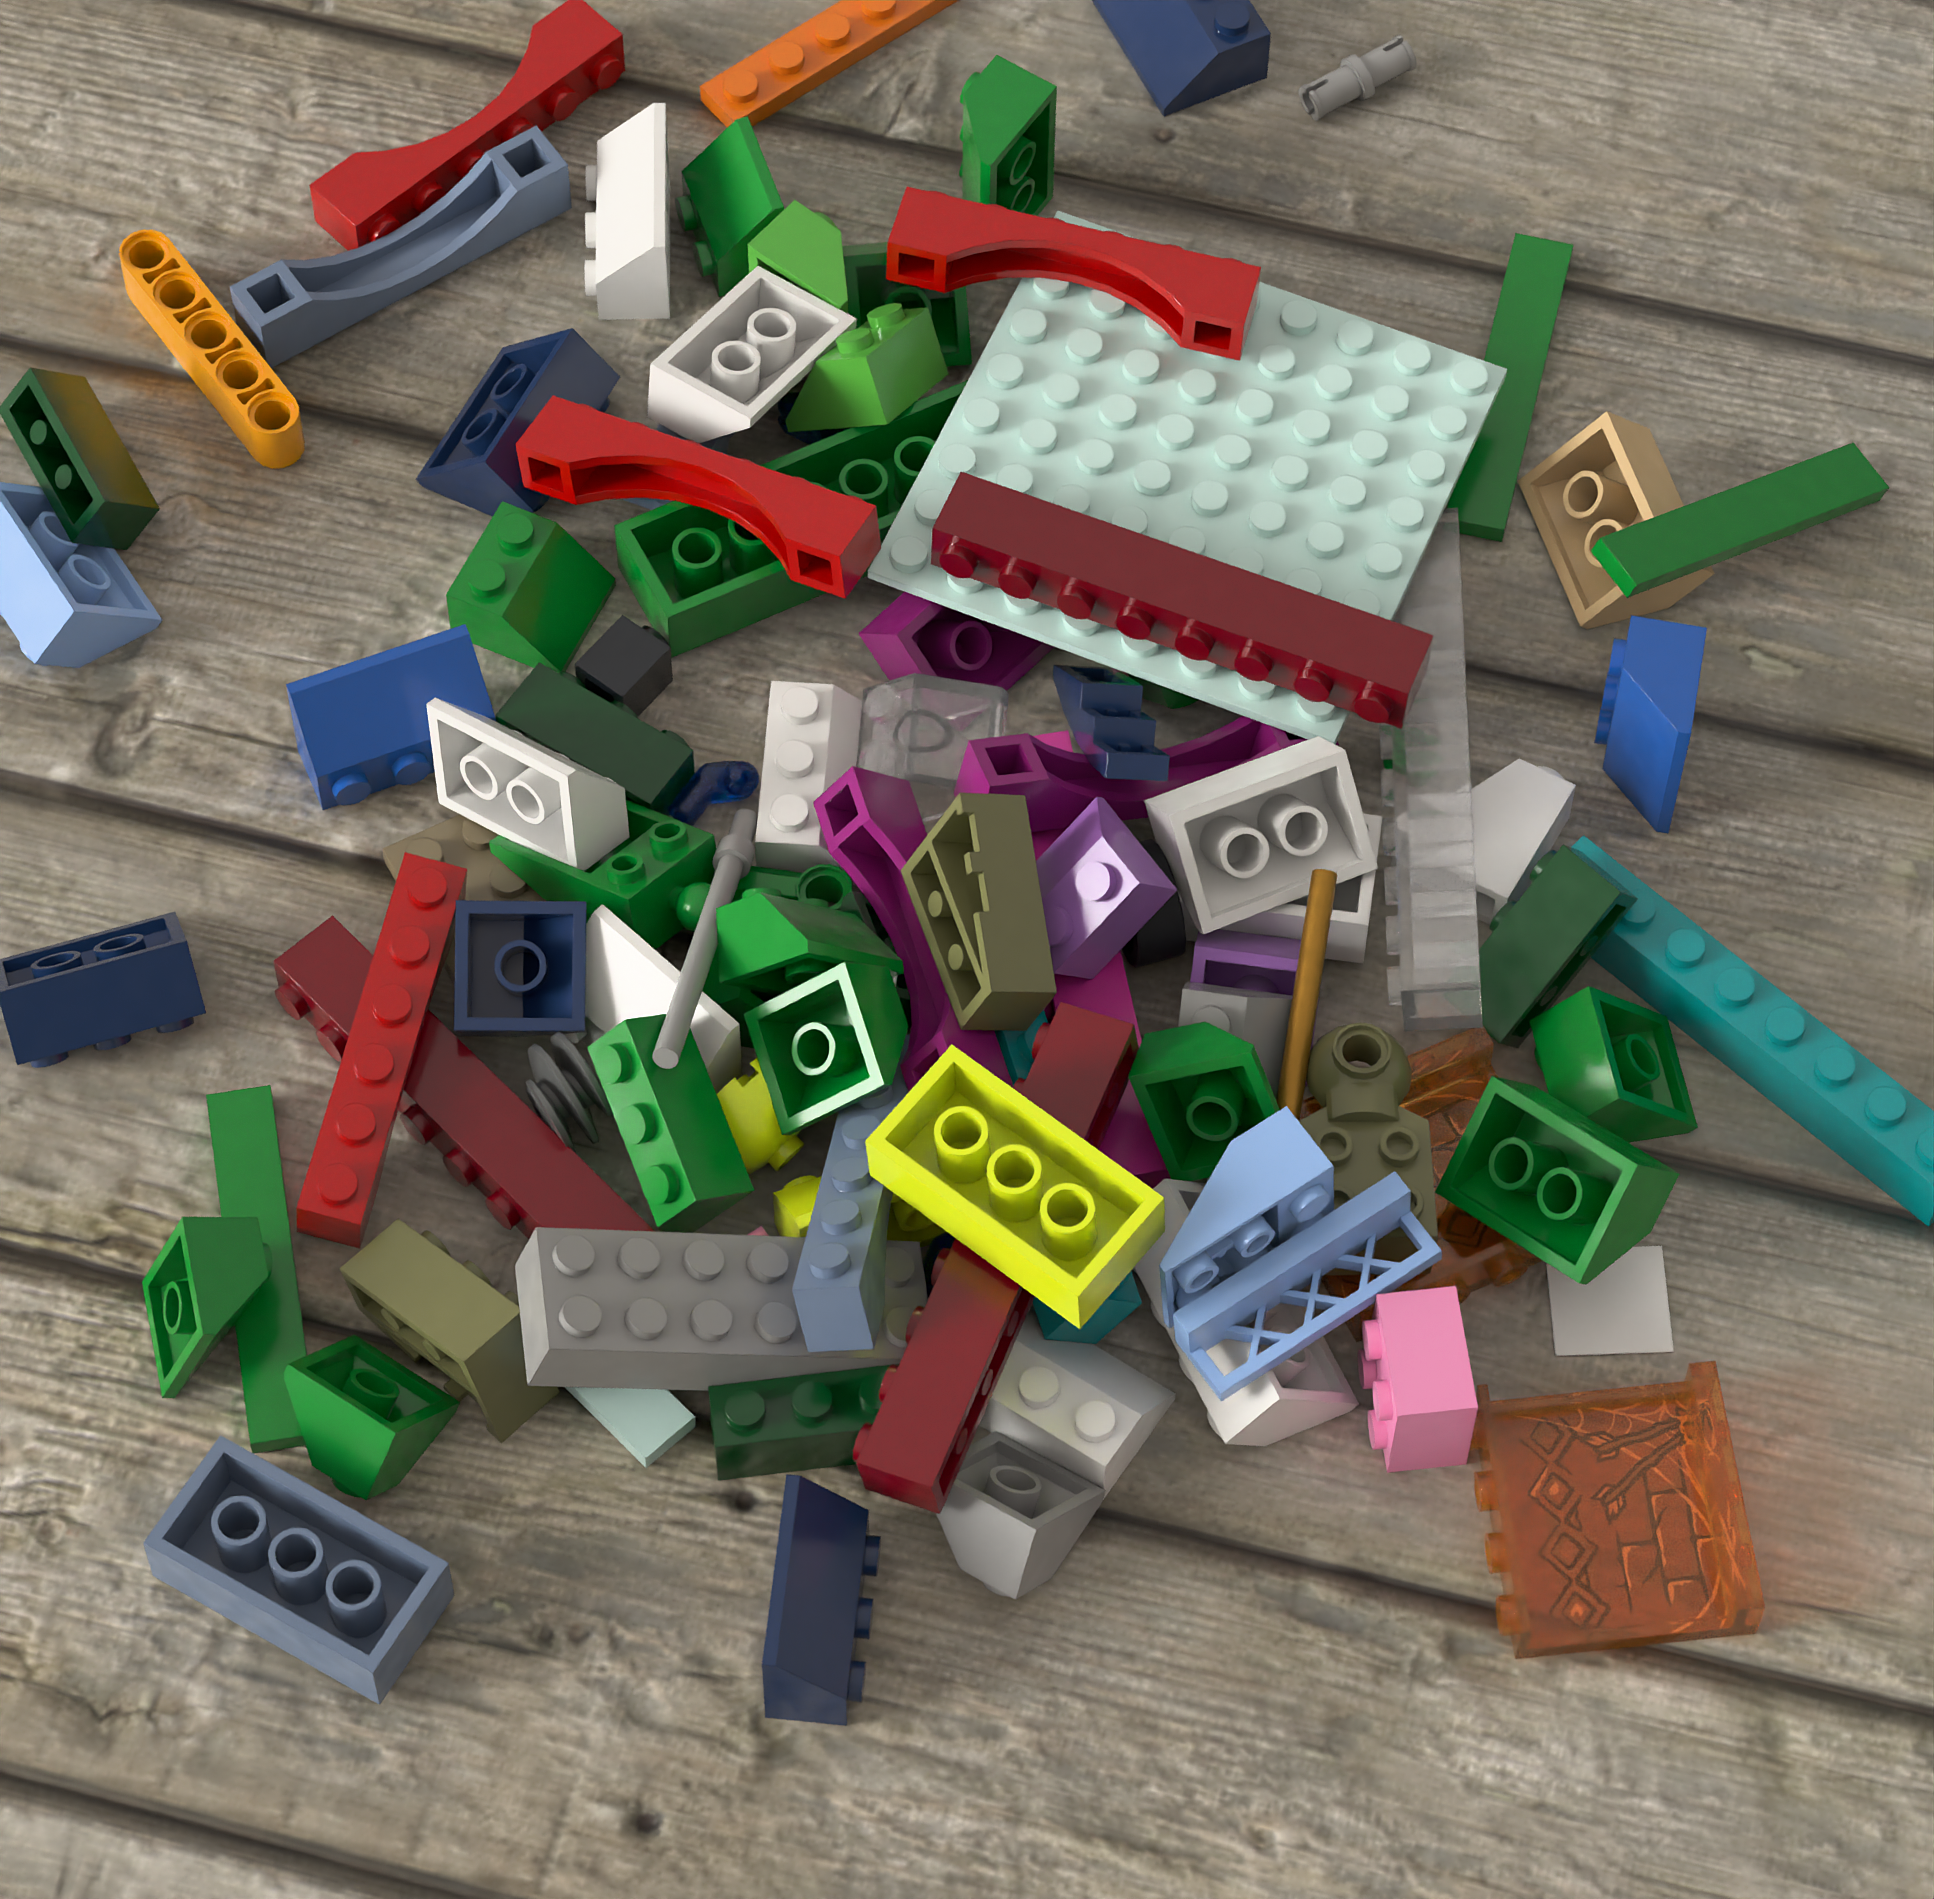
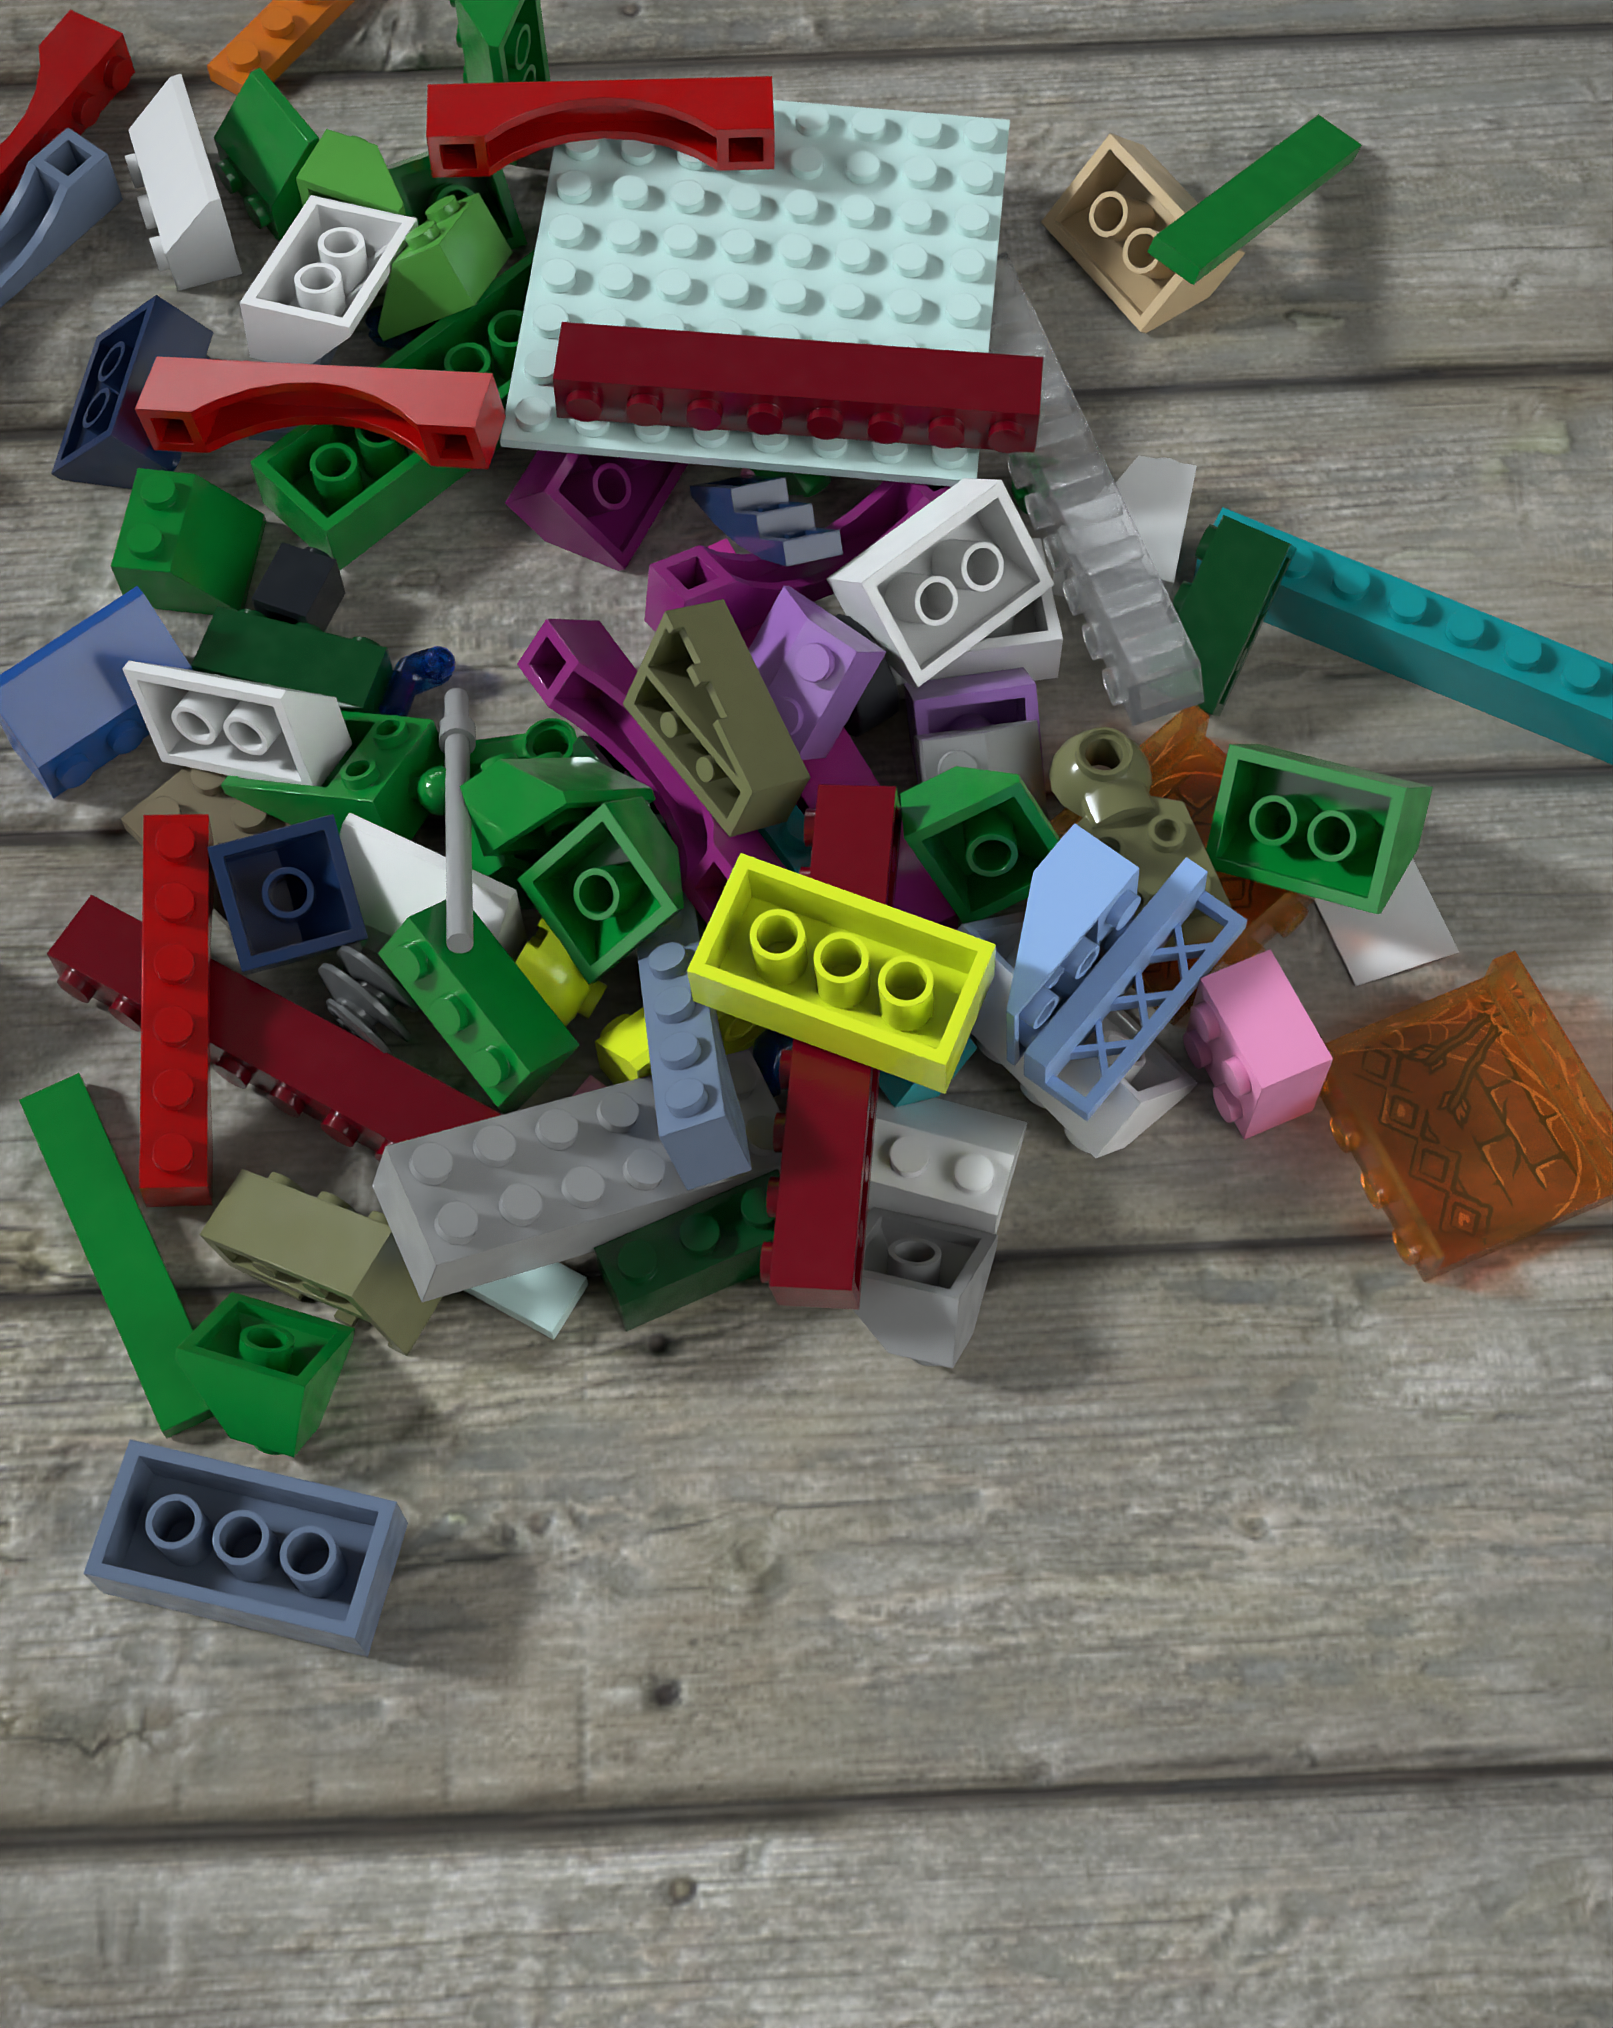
camera: 15 degrees left, 5 degrees up
(201, 1290) = (68, 1294): green slope -> none
(806, 750) = (495, 616): white slope -> none
(818, 1606) = (768, 1432): dark blue slope -> none
(922, 729) = (600, 573): clear slope -> none
(1306, 990) = (1031, 708): pearl gold bar -> none
(1521, 345) = (1002, 93): green tile -> none
(1614, 1065) = (1315, 706): green slope -> none
(1650, 713) = (1249, 383): blue slope -> none

